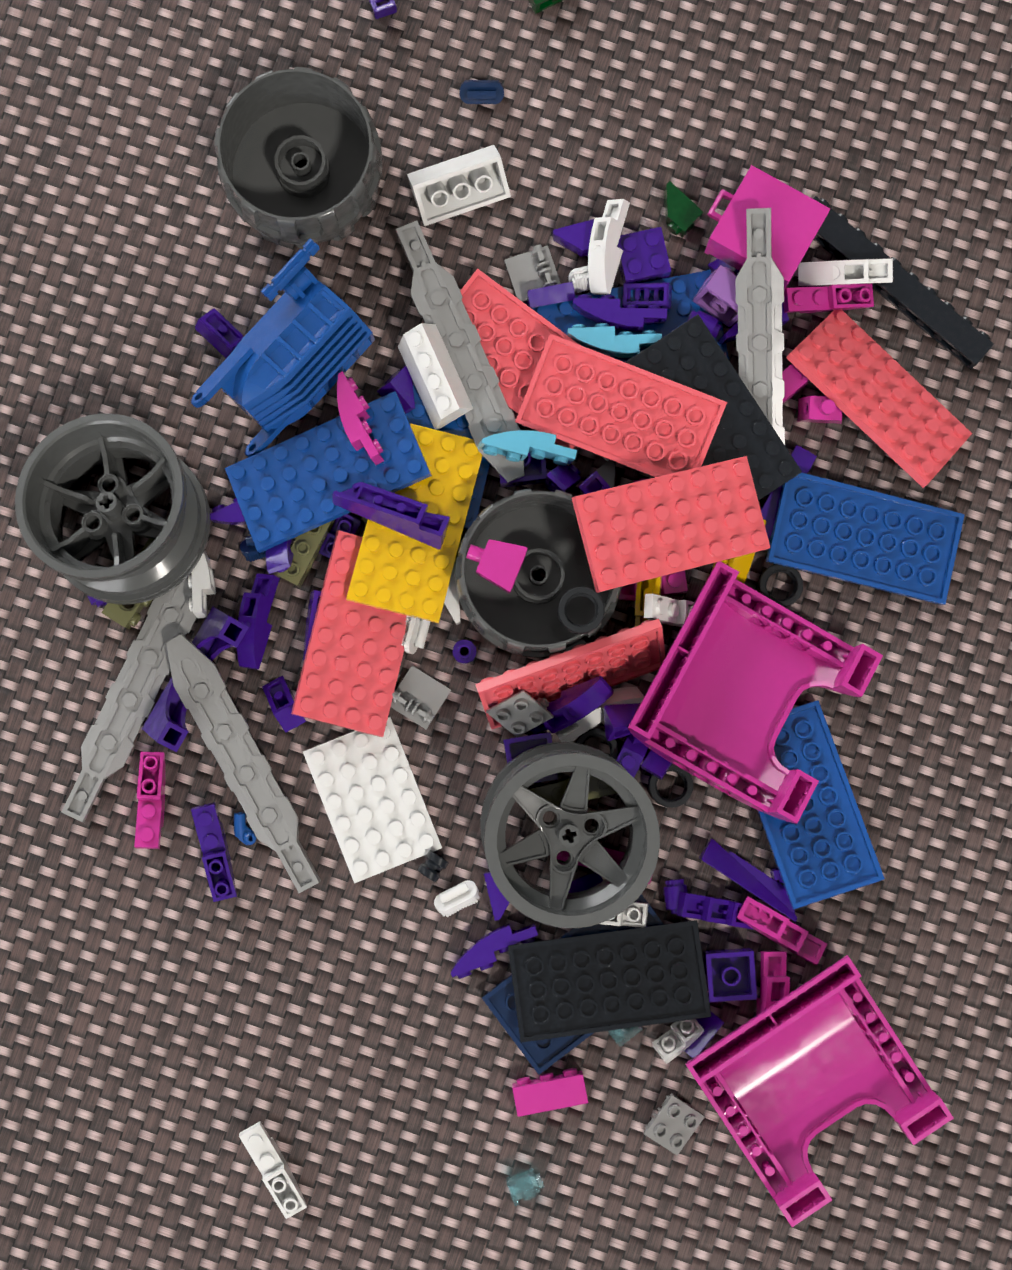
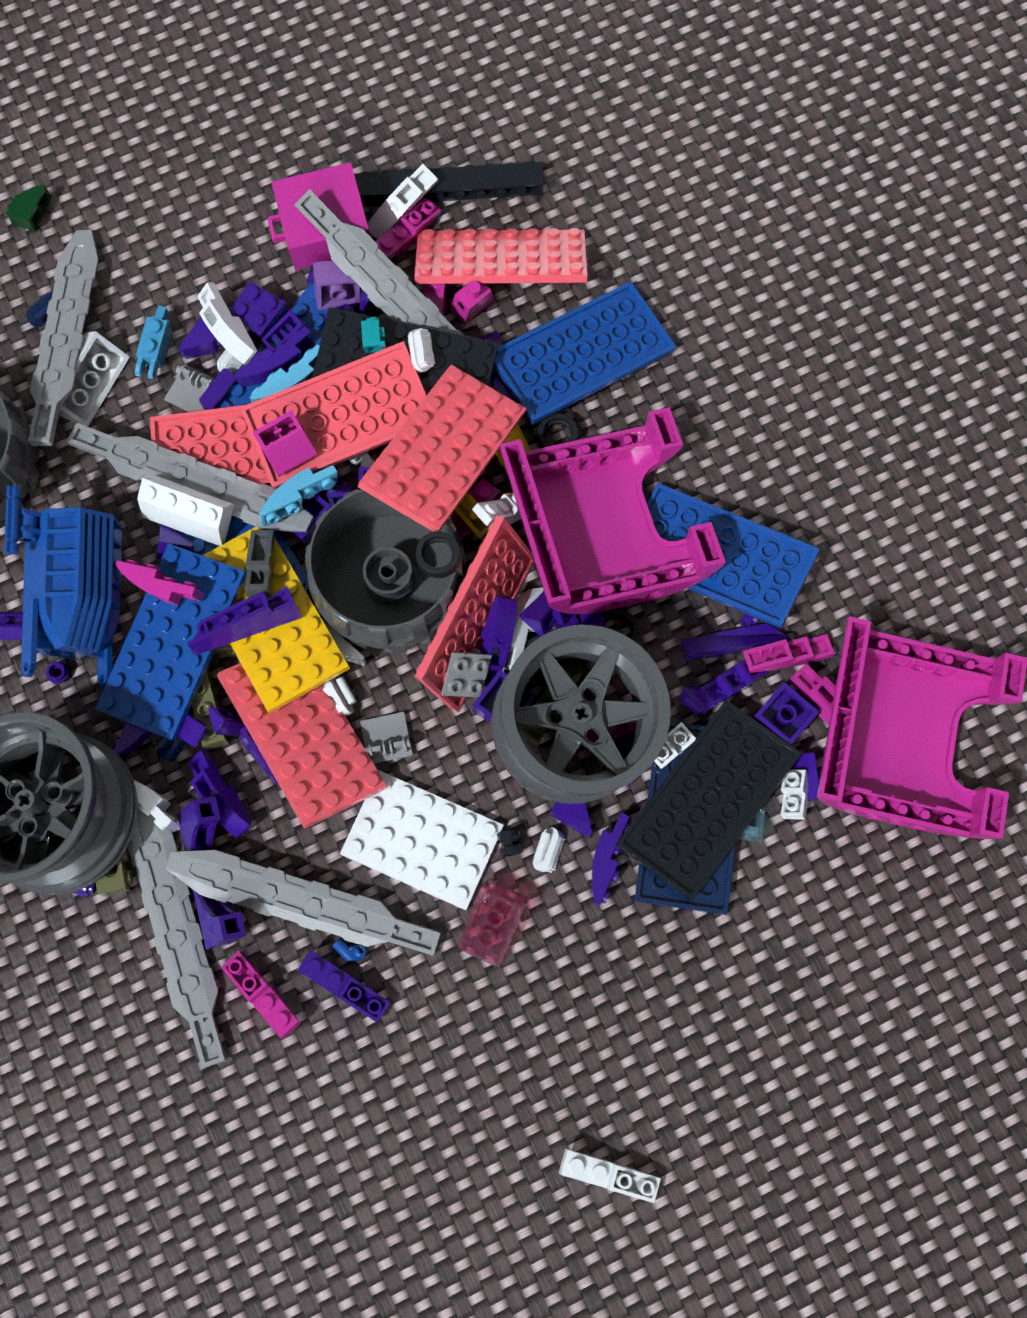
camera: 40 degrees left, 10 degrees down
(225, 401) = (51, 670): none -> dark purple plate
(281, 703) = (292, 833): dark purple slope -> none
(311, 571) = (225, 721): none -> dark purple slope
(347, 523) = (215, 667): dark purple slope -> none
(365, 912) = (493, 923): none -> clear pink slope
(447, 476) = (260, 563): none -> dark grey slope
(464, 659) = (390, 681): dark purple brick -> none
(475, 131) = (62, 335): none -> light grey plate
(498, 562) = (349, 575): dark pink torso -> none
(524, 1185) = (796, 1003): clear light blue brick -> none
(539, 205) = (154, 343): none -> dark azure hinge
(549, 1092) = (746, 919): dark pink brick -> none
(555, 399) = (284, 443): none -> dark pink slope
(673, 1124) = (851, 857): light grey hinge -> none
(680, 211) = (253, 263): dark green slope -> none
(708, 374) = (373, 335): none -> teal brick
(734, 422) = (421, 349): none -> white piece

